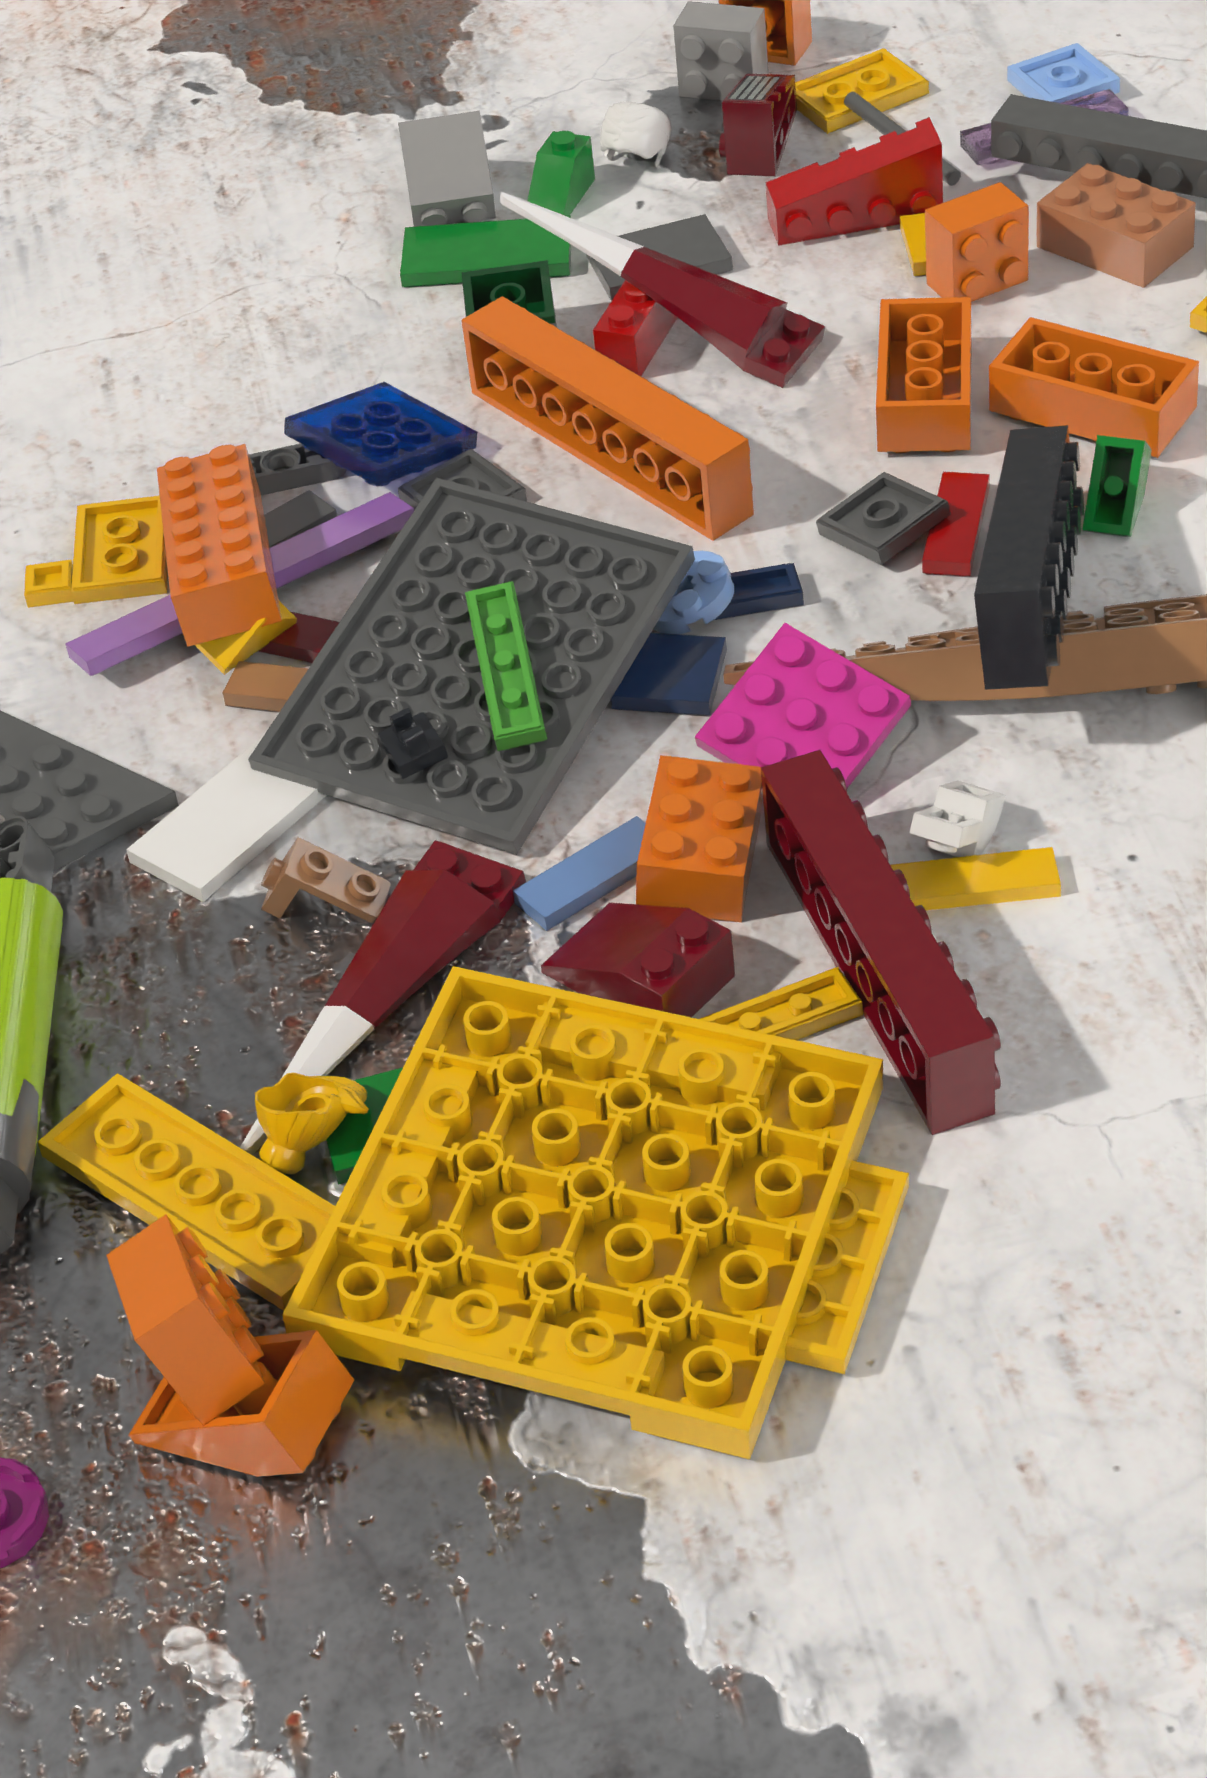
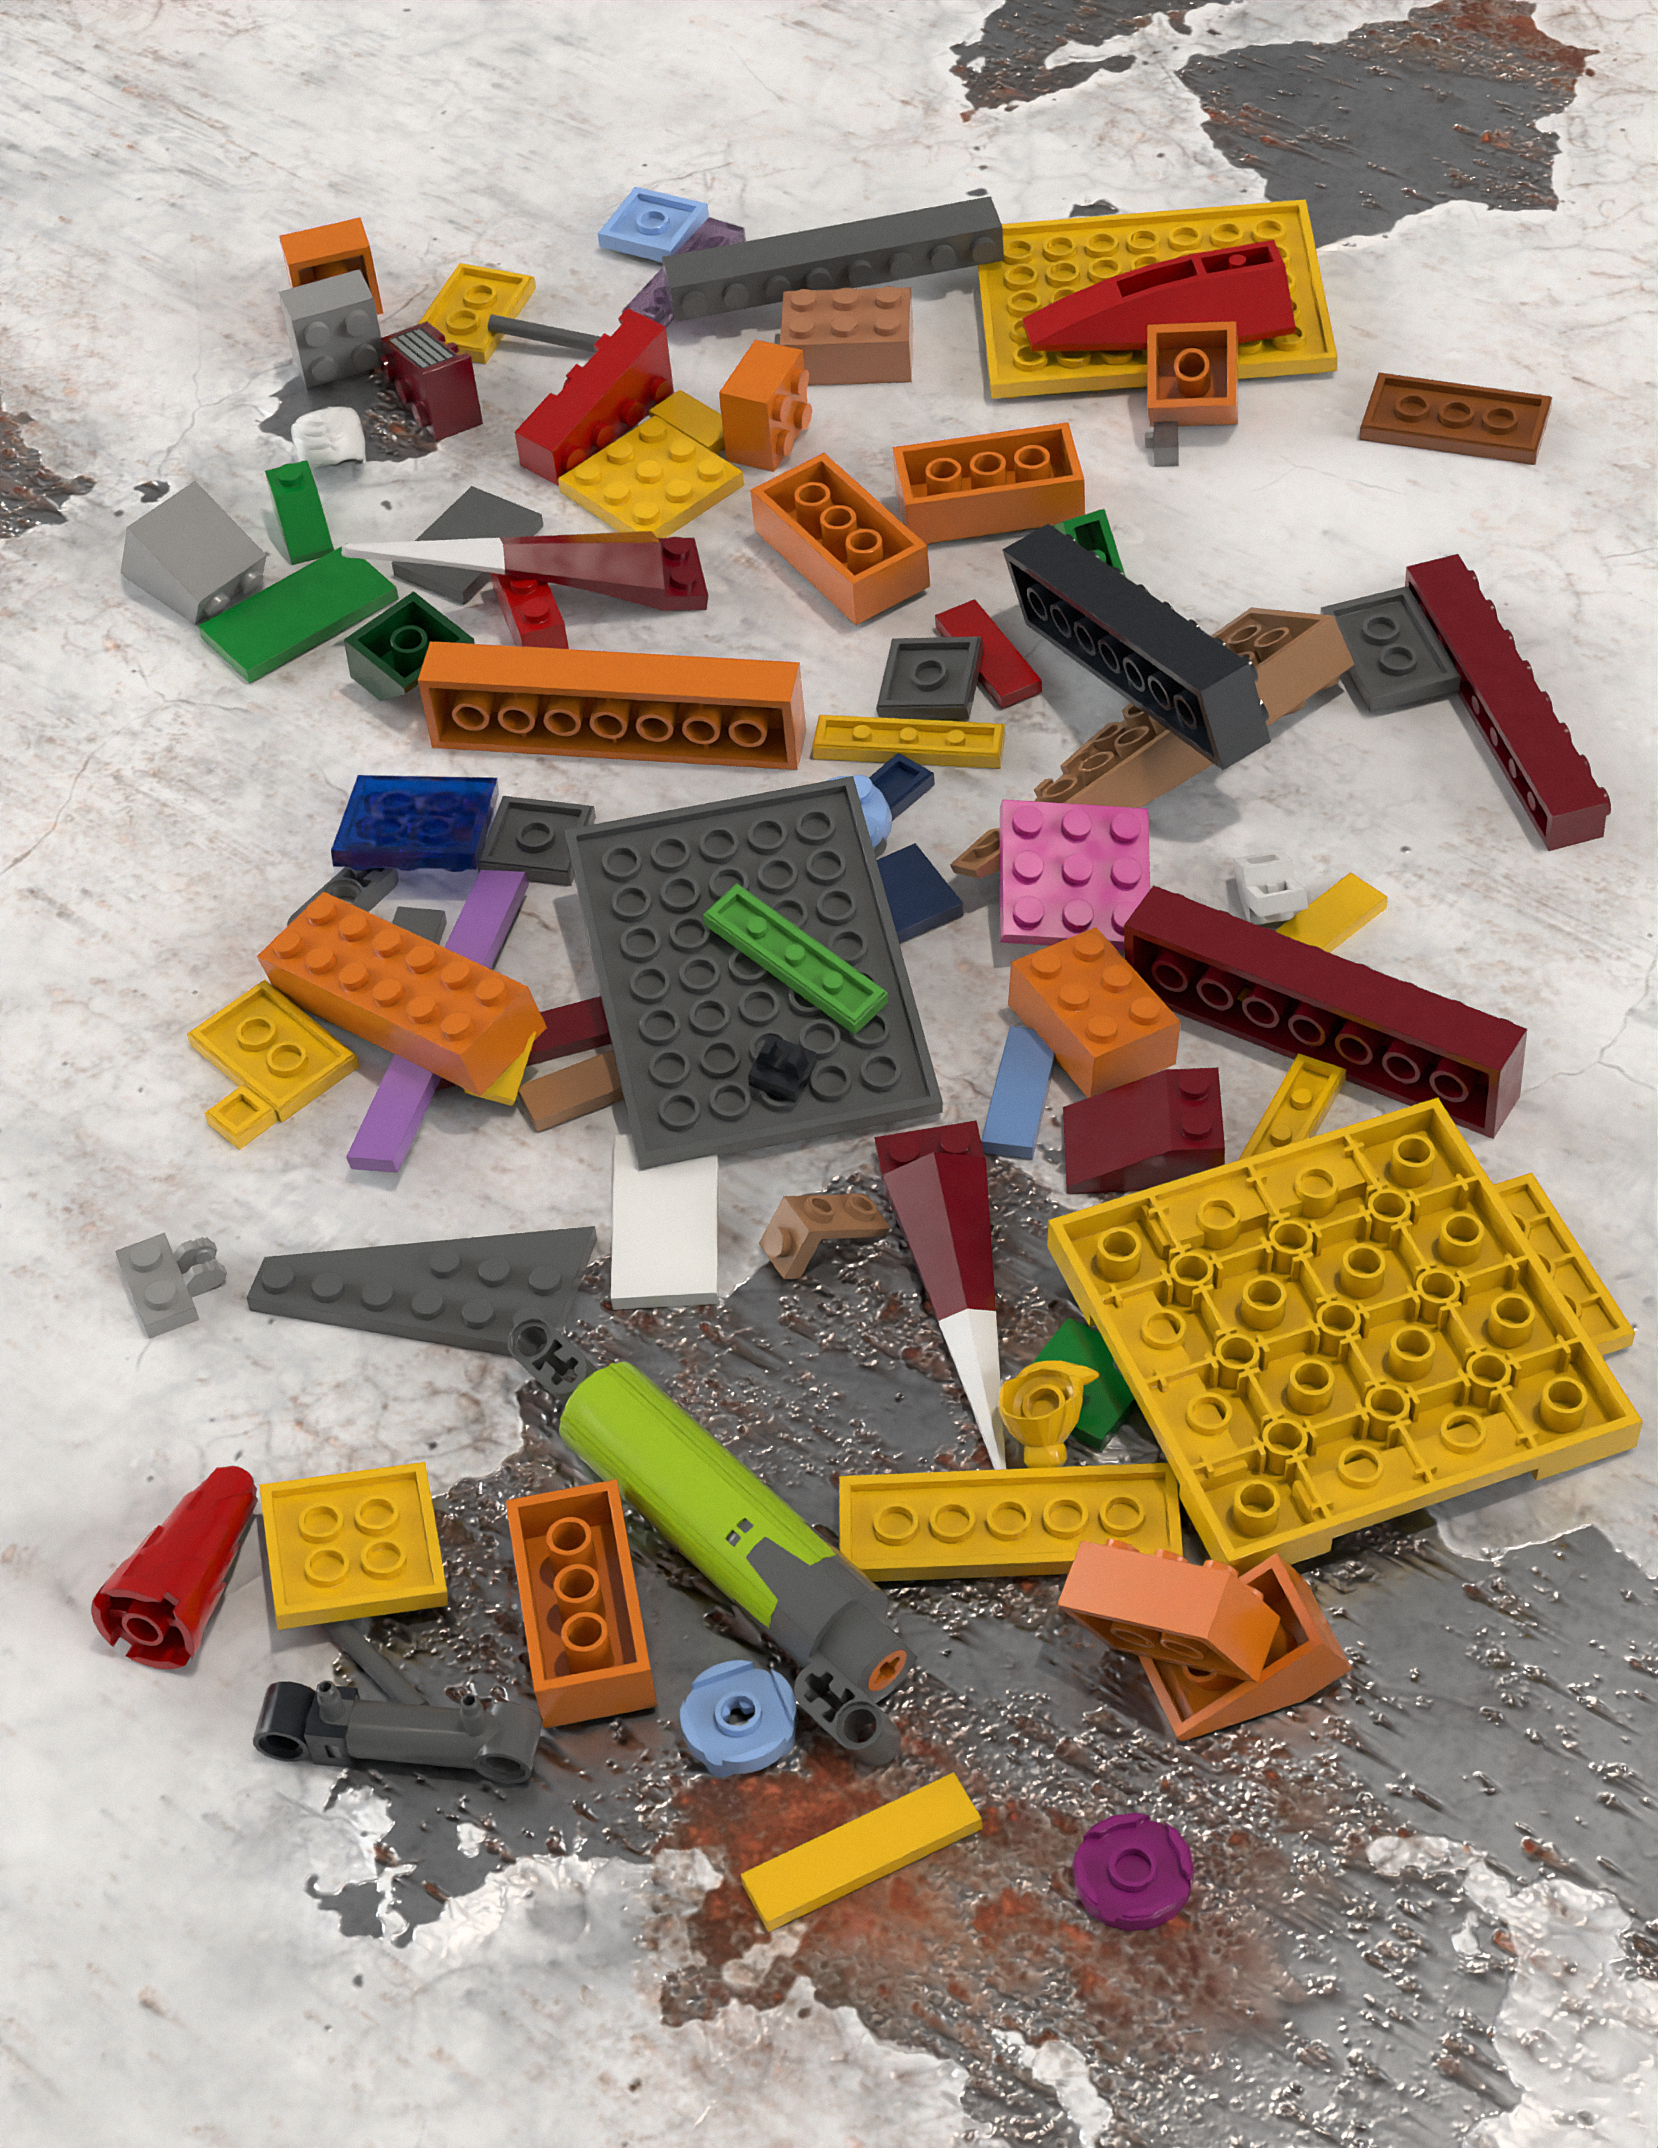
camera: 40 degrees left, 5 degrees up
(819, 561) = (919, 740): none -> yellow tile
(844, 270) = (651, 480): none -> yellow plate

